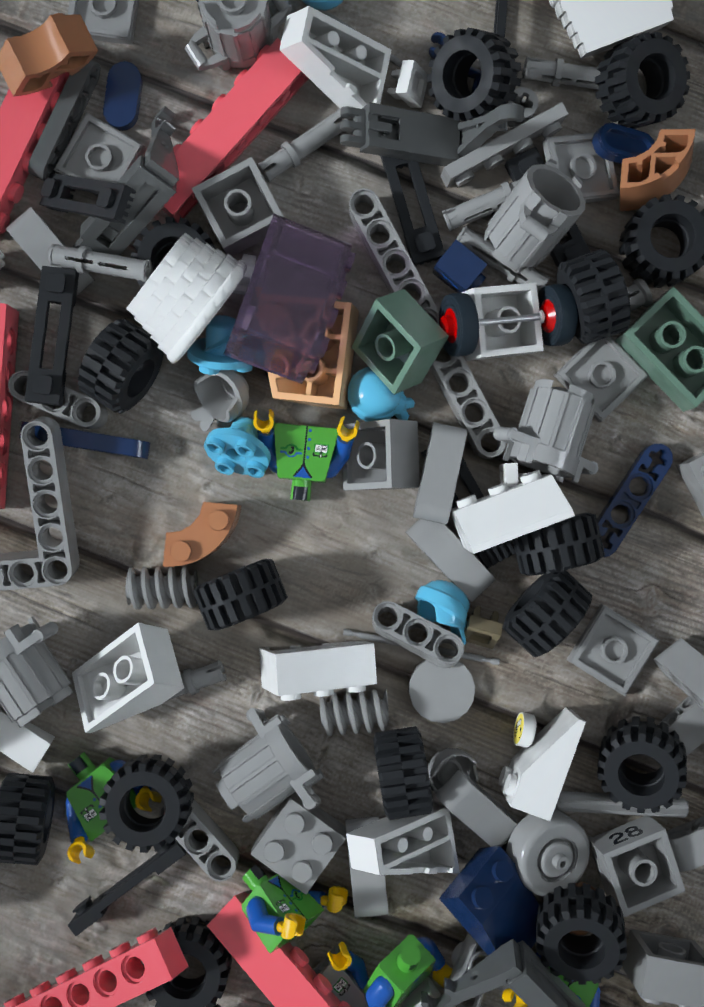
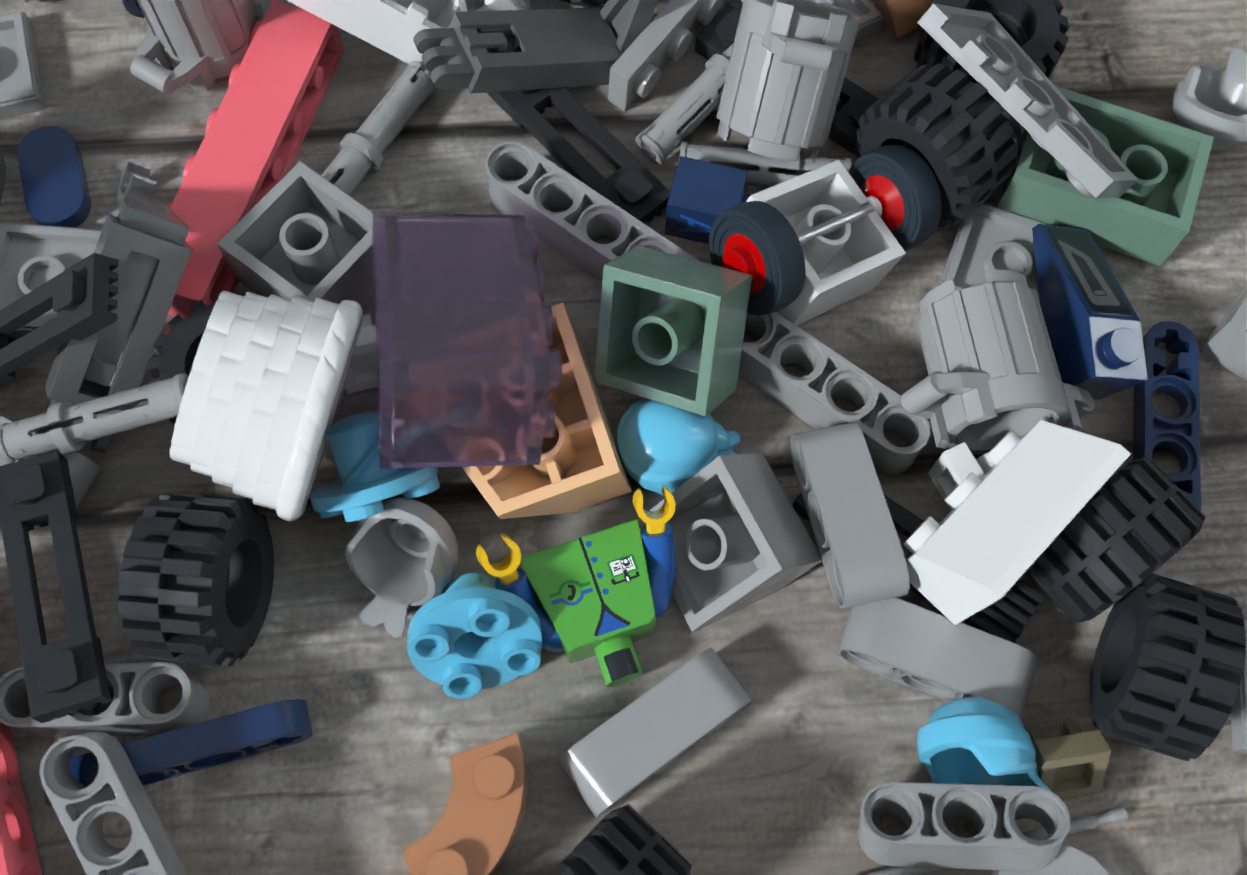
camera: 30 degrees left, 20 degrees down
(303, 529) = (653, 732): none -> light grey beam
(621, 420) = (1087, 313): none -> dark blue slope
(650, 293) = (1029, 96): none -> light grey wing

